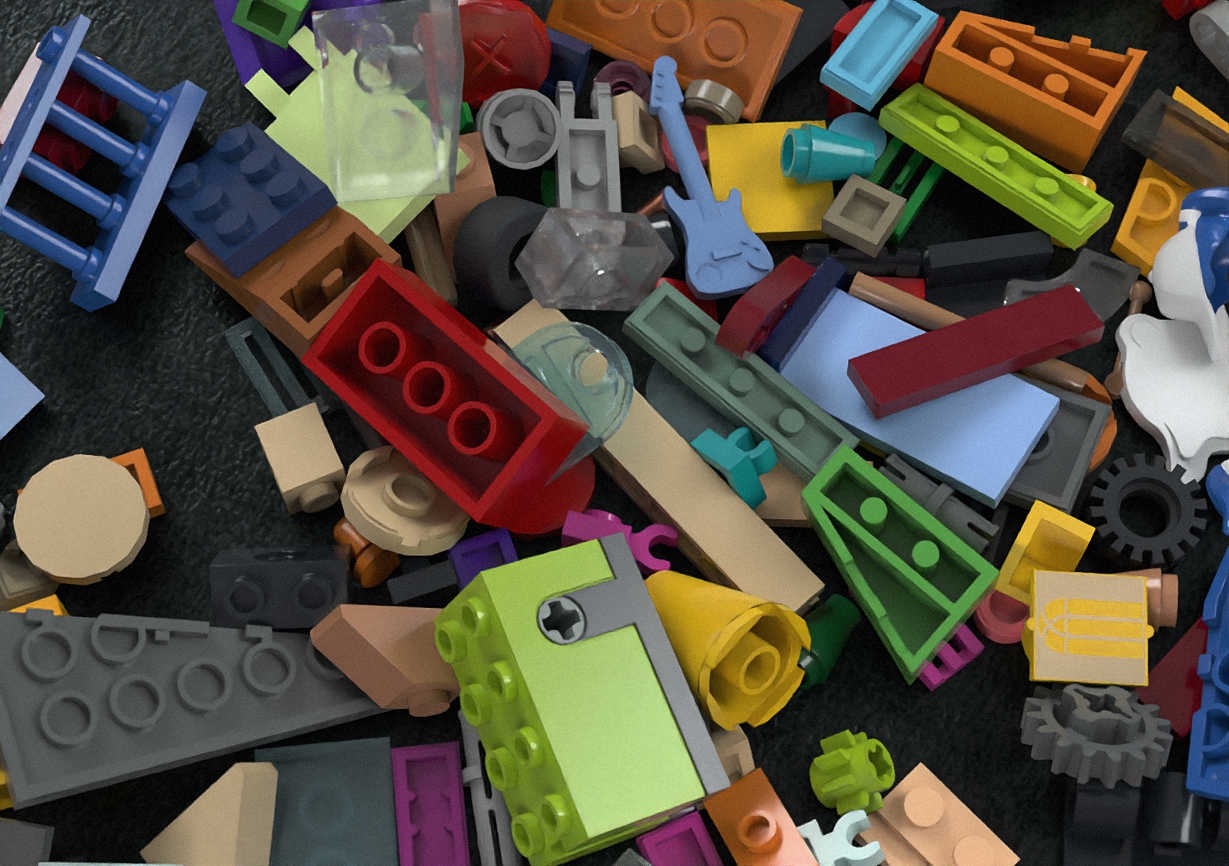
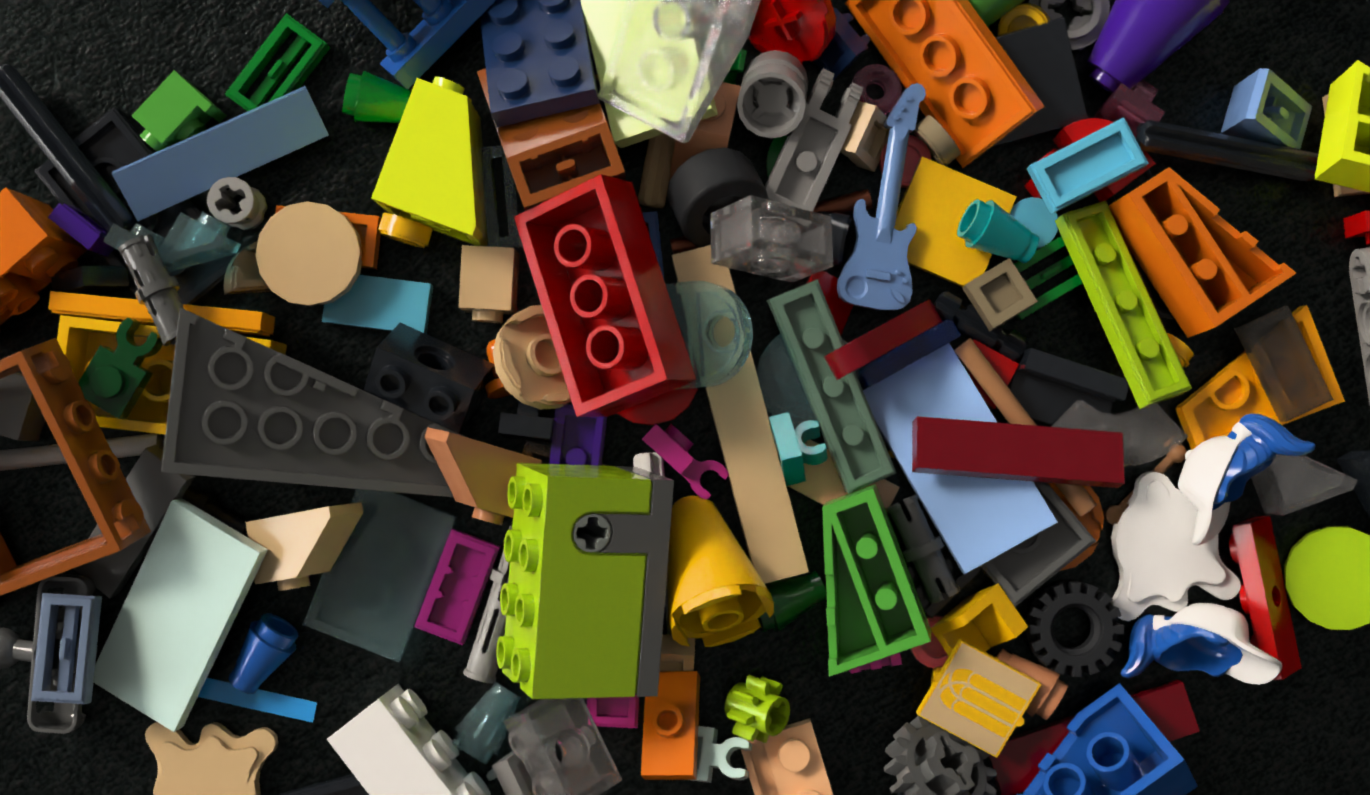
camera: 30 degrees right, 20 degrees up
(85, 334) = (374, 99): none -> green cone
(180, 450) = (405, 230): none -> yellow tile
(184, 547) = (382, 304): none -> medium azure tile
(186, 361) = (437, 163): none -> neon yellow slope

